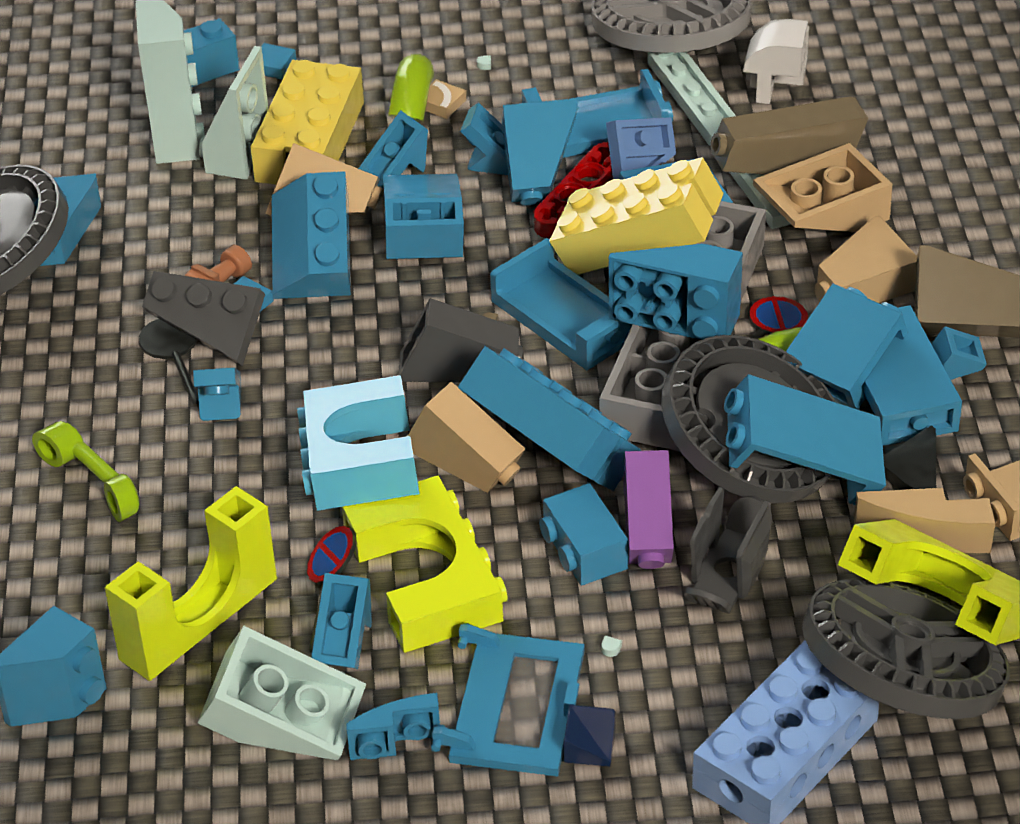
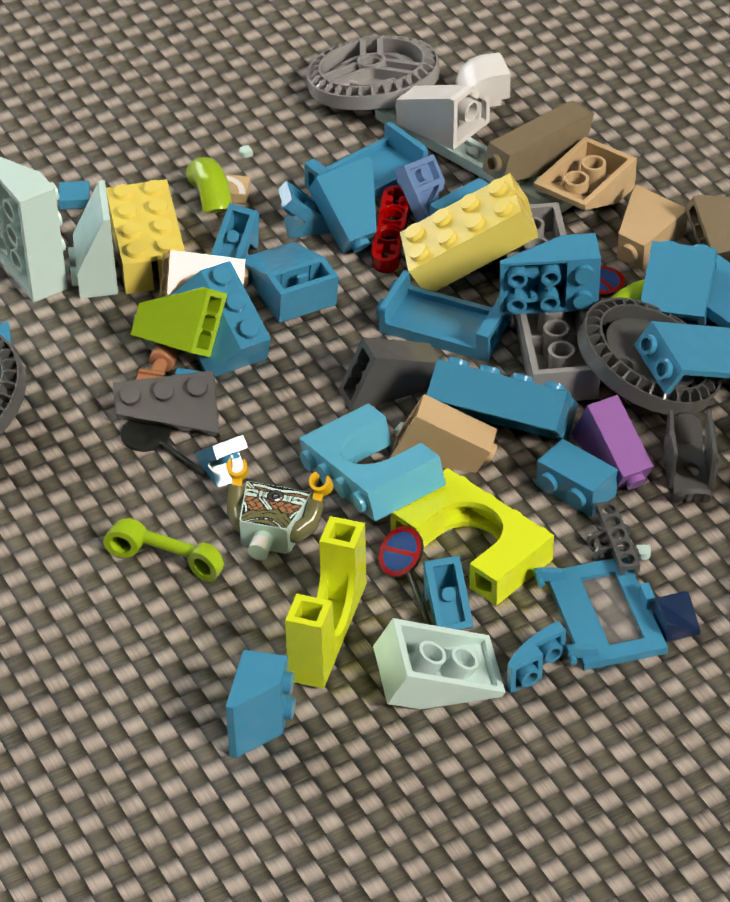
camera: 25 degrees left, 0 degrees up
(218, 460) = (273, 515): none -> torso
(265, 225) = (182, 320): none -> lime slope
(580, 616) = (612, 535): none -> dark grey piece
(711, 75) = (443, 112): none -> white slope

